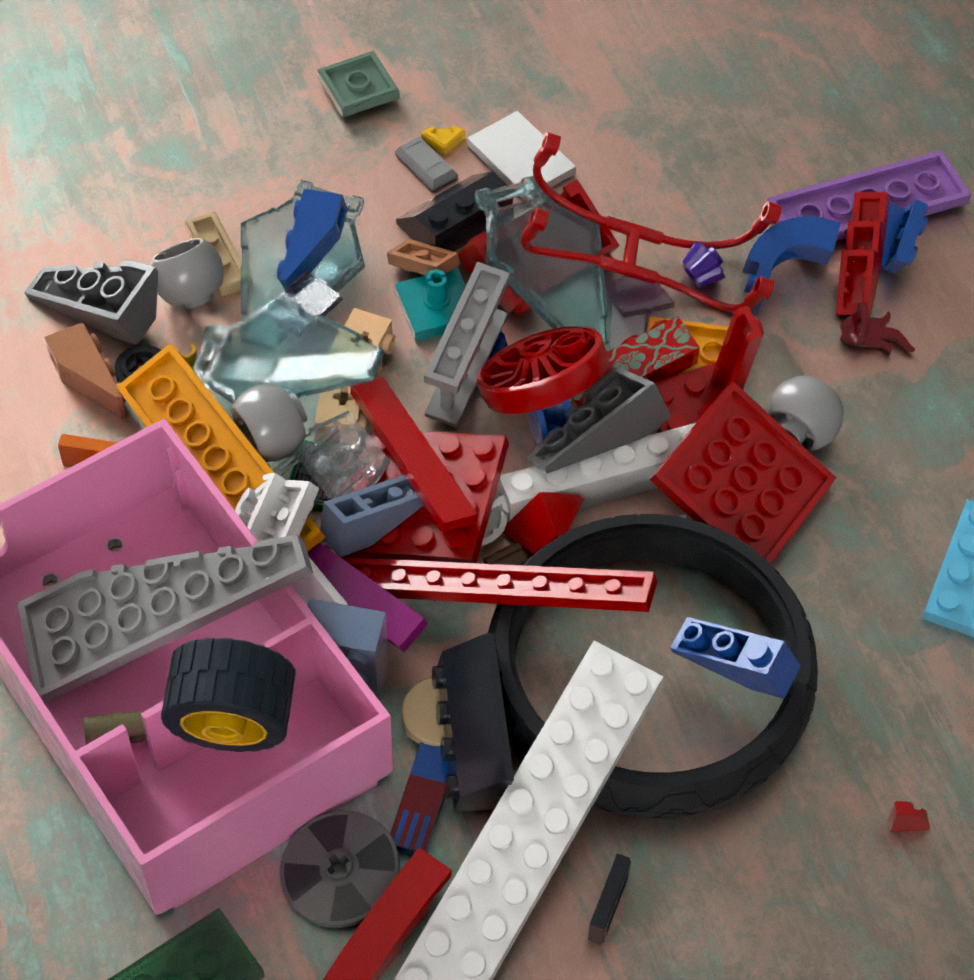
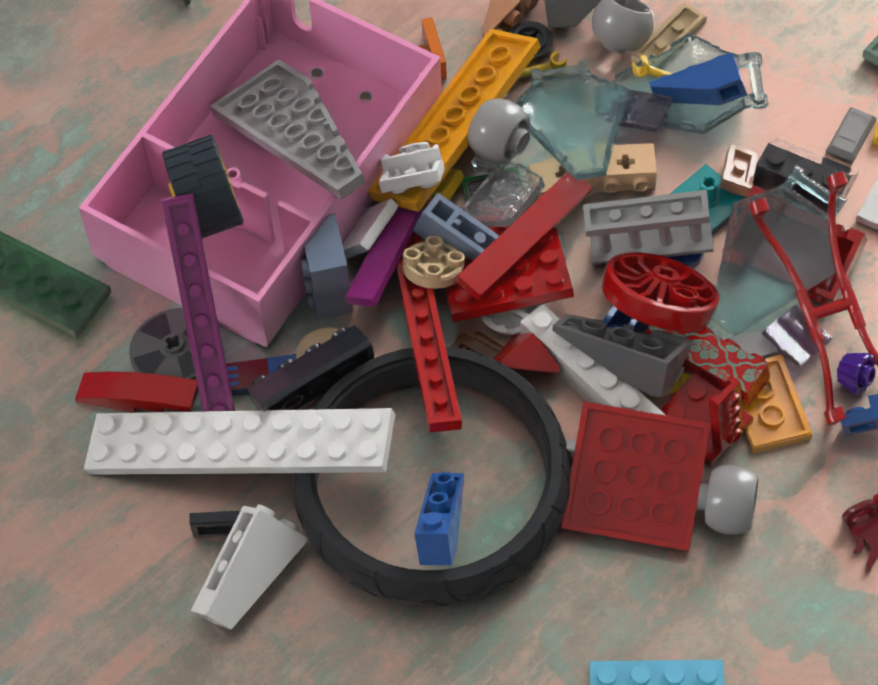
camera: 70 degrees right, 5 degrees up
(259, 276) = (647, 69): none -> yellow piece
(360, 777) = (198, 303): none -> magenta tile
(400, 549) = (432, 263): none -> tan tile
(685, 890) = (247, 565): none -> white slope

